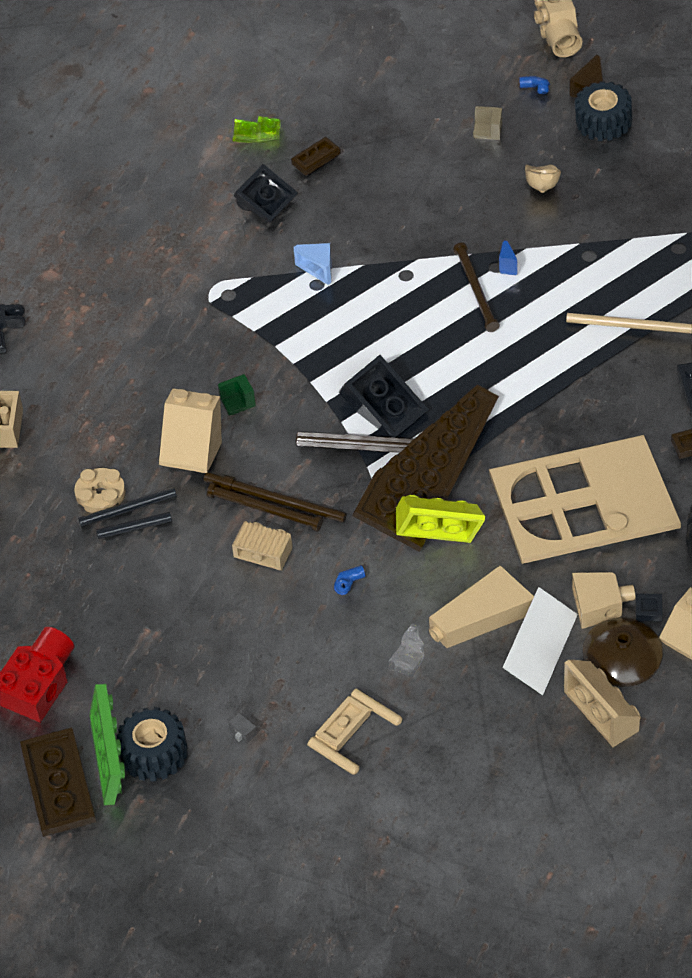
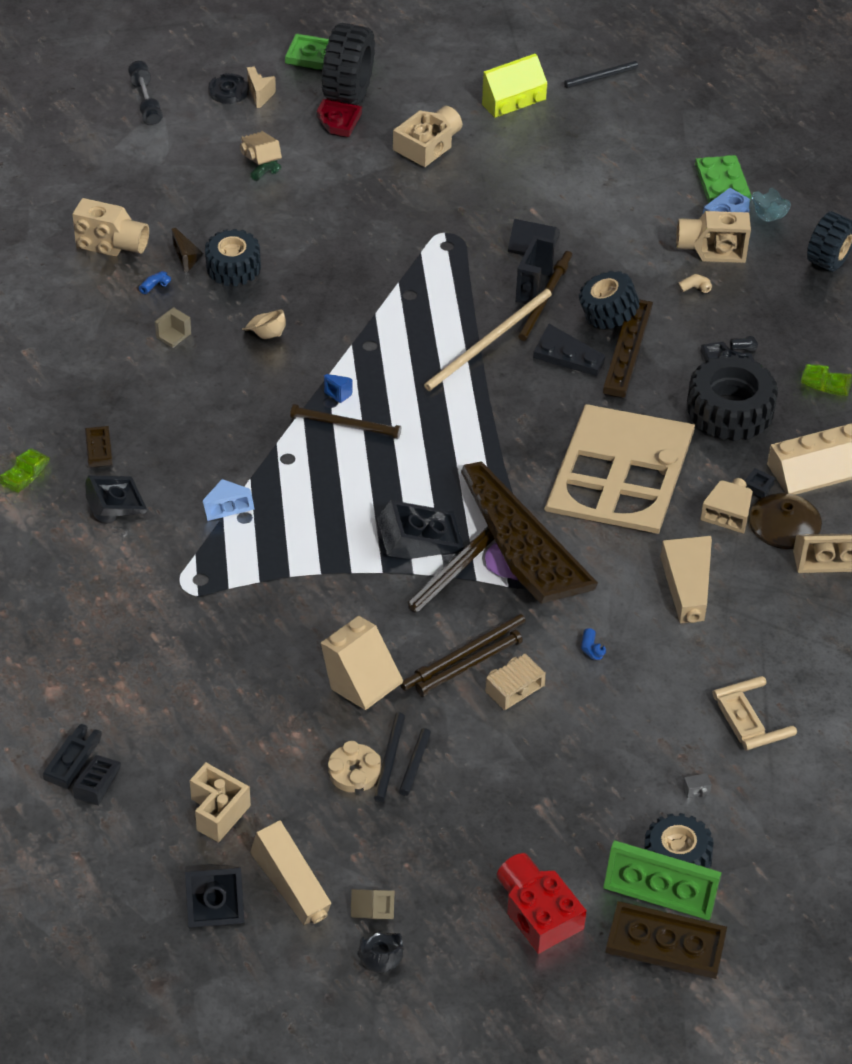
camera: 65 degrees left, 5 degrees down
(236, 394) = (330, 619): dark green panel -> none
(409, 654) = (697, 646): clear slope -> none
(438, 519) = (587, 551): neon yellow slope -> none
(540, 641) = (748, 557): white sticker -> none

